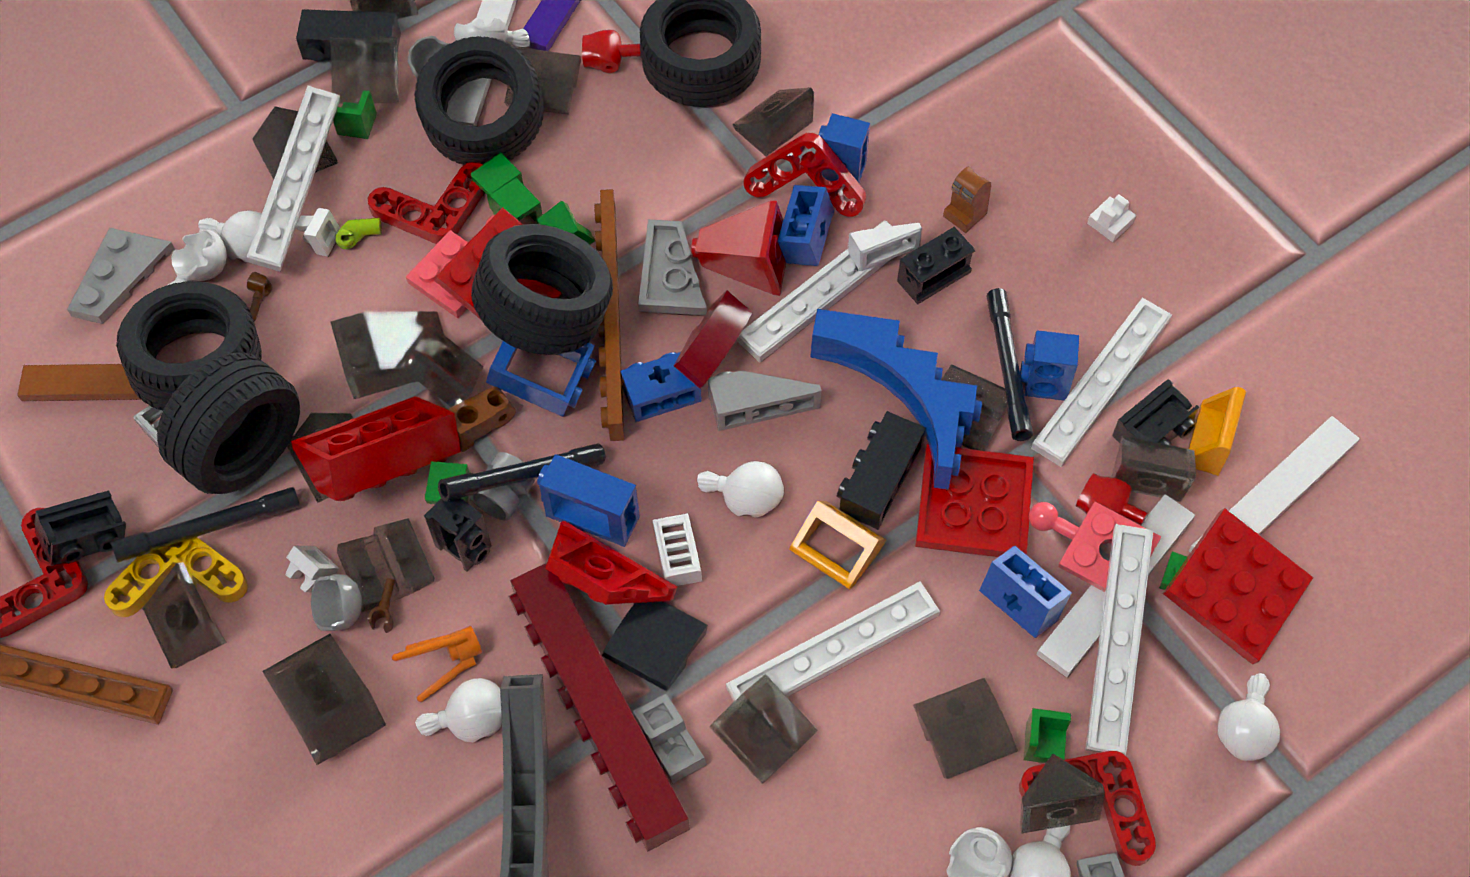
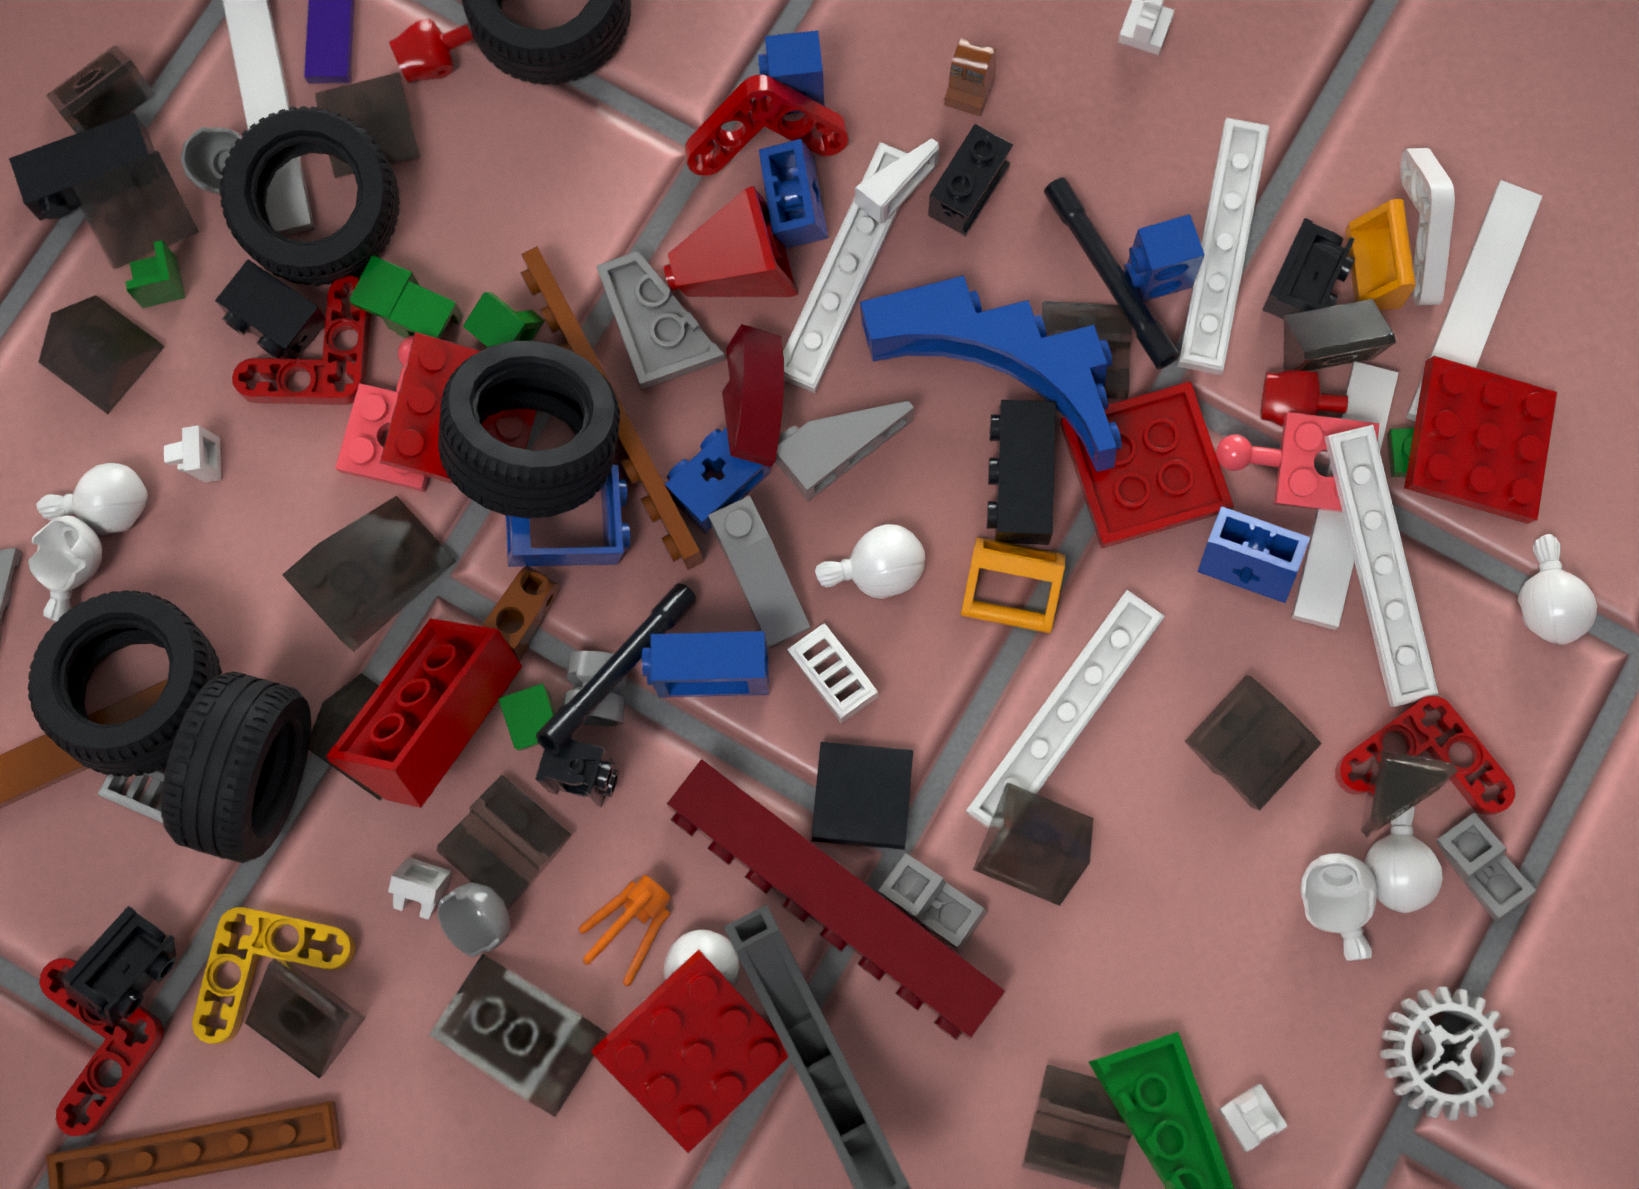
camera: 20 degrees left, 15 degrees up
(146, 542) = (212, 948): black piece -> none
(262, 287) = (162, 557): reddish brown hand -> none
(293, 179) = (131, 402): white tile -> none
(355, 230) = (238, 432): lime arm -> none
(383, 607) = (530, 893): reddish brown hand -> none
(416, 164) = (270, 311): none -> black hinge
(437, 760) = (692, 1051): none -> red plate
(441, 366) = (446, 569): clear smoke slope -> none
(495, 29) = (272, 96): white hair -> none
(603, 571) = (764, 743): red wing -> none
(658, 457) = (759, 571): none -> light grey slope
(777, 119) = (684, 57): clear smoke slope -> none
(1045, 735) = (1345, 715): green panel -> none
(1267, 403) = (1435, 201): none -> white beam

